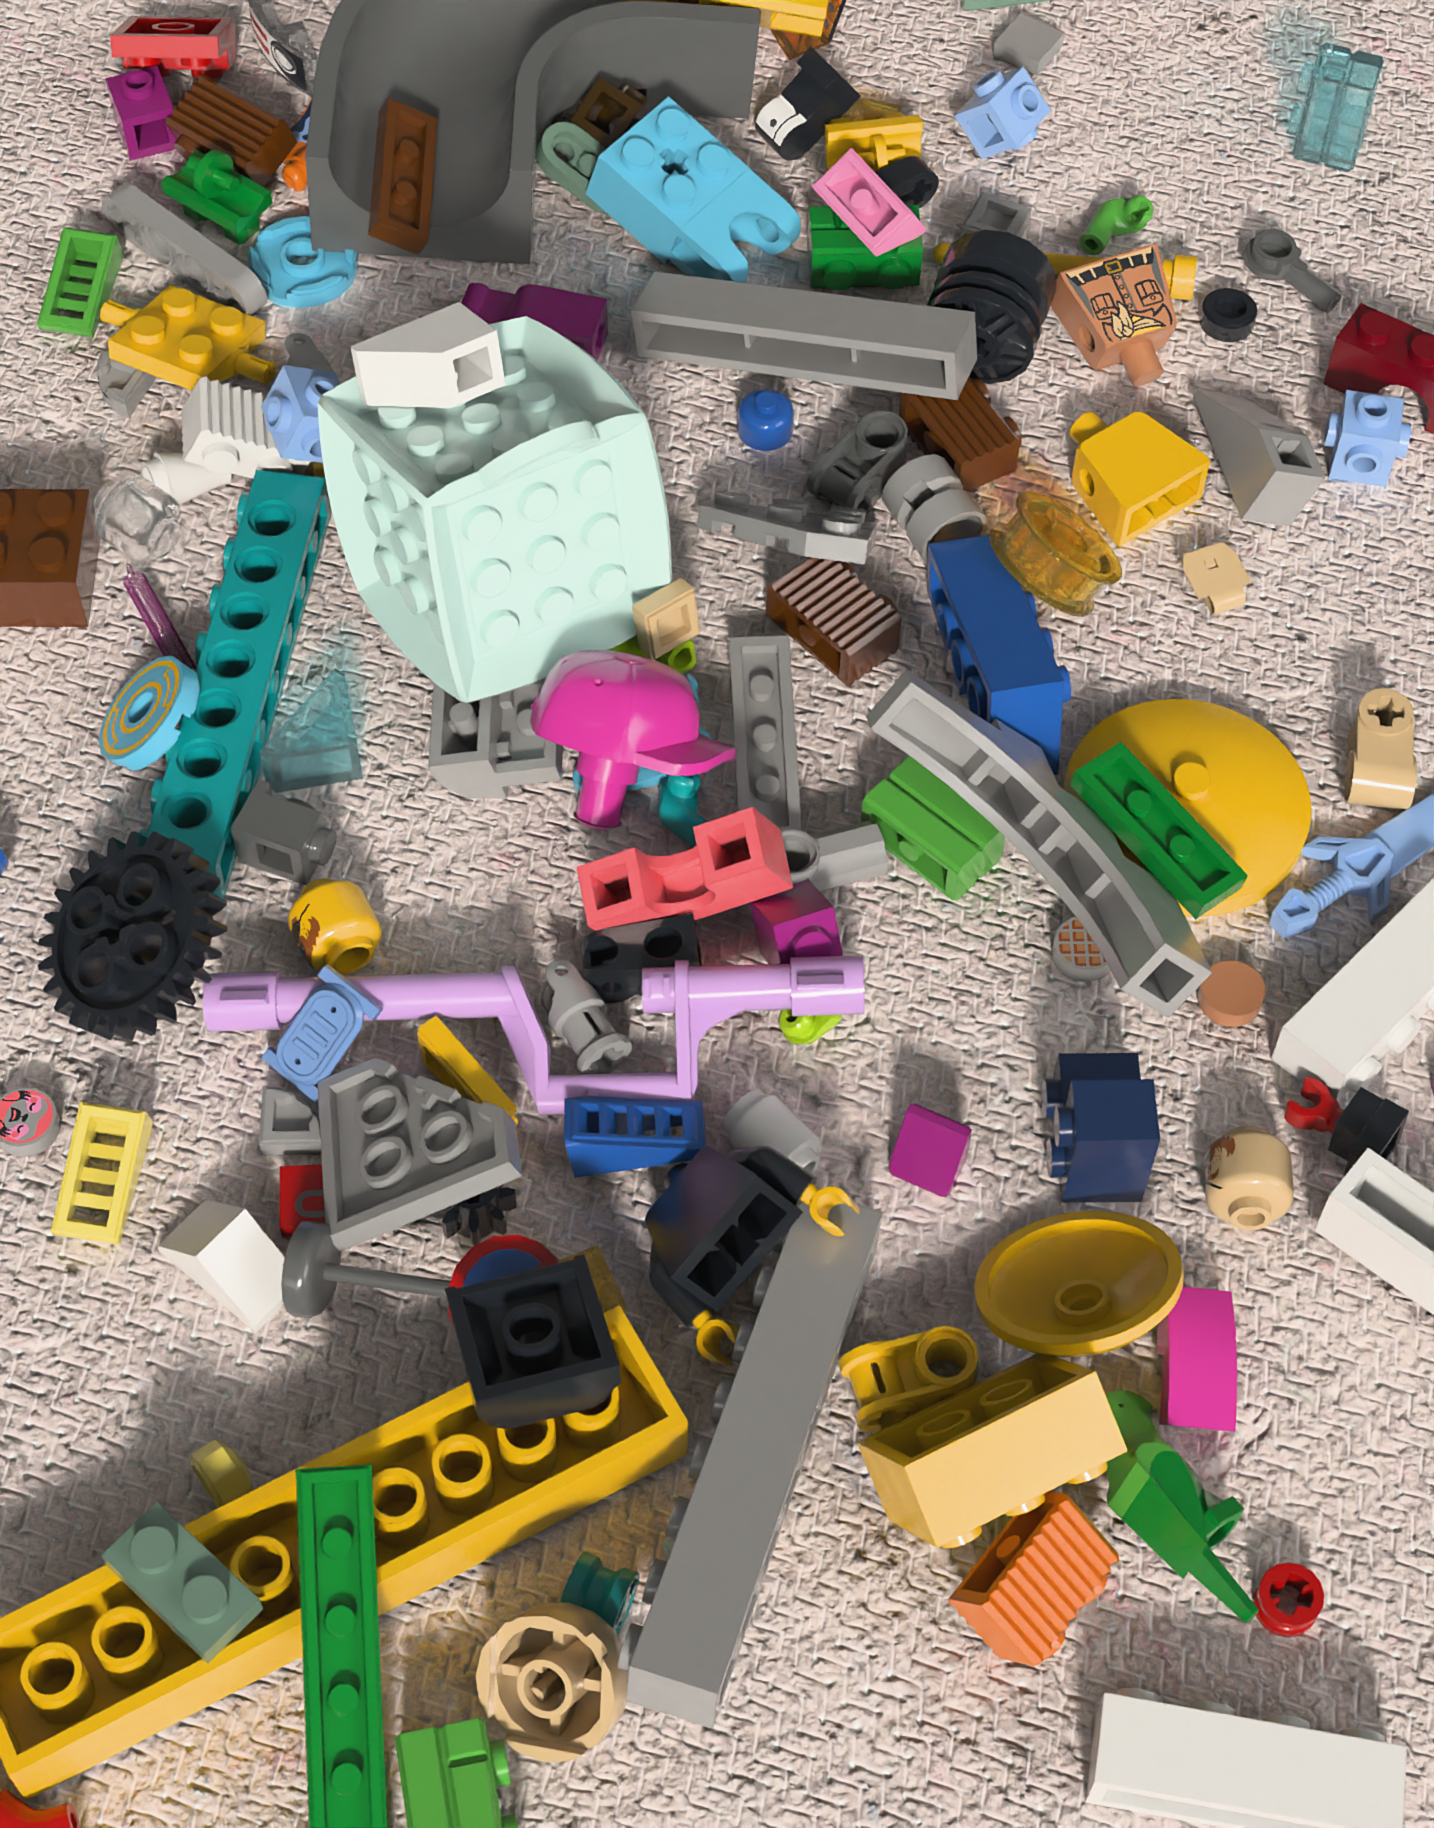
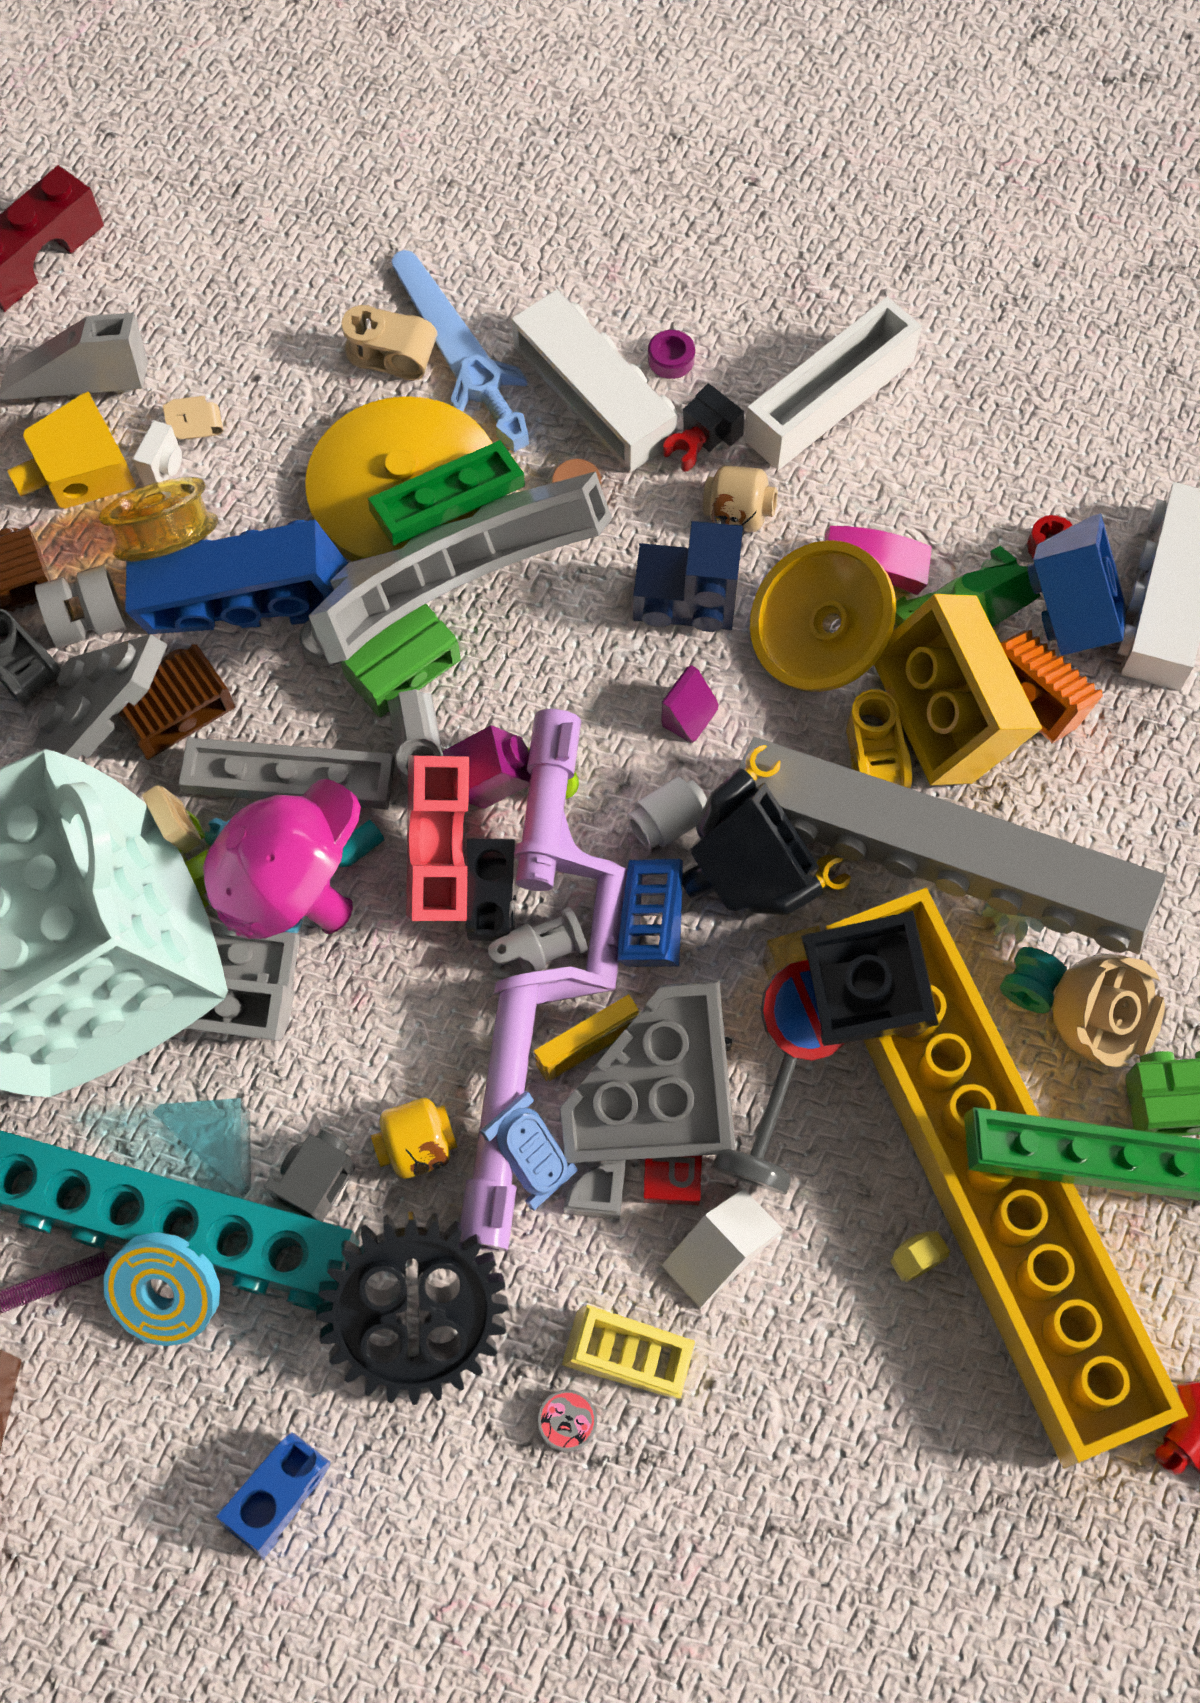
camera: 80 degrees left, 10 degrees up
(182, 1582) = (1042, 1270): sand green plate -> none
(1077, 954) = (523, 578): light grey tile -> none
(1153, 548) = (158, 454): none -> white plate
(1192, 1613) = (1079, 587): none -> blue slope
(1366, 437) = (83, 283): light blue brick -> none

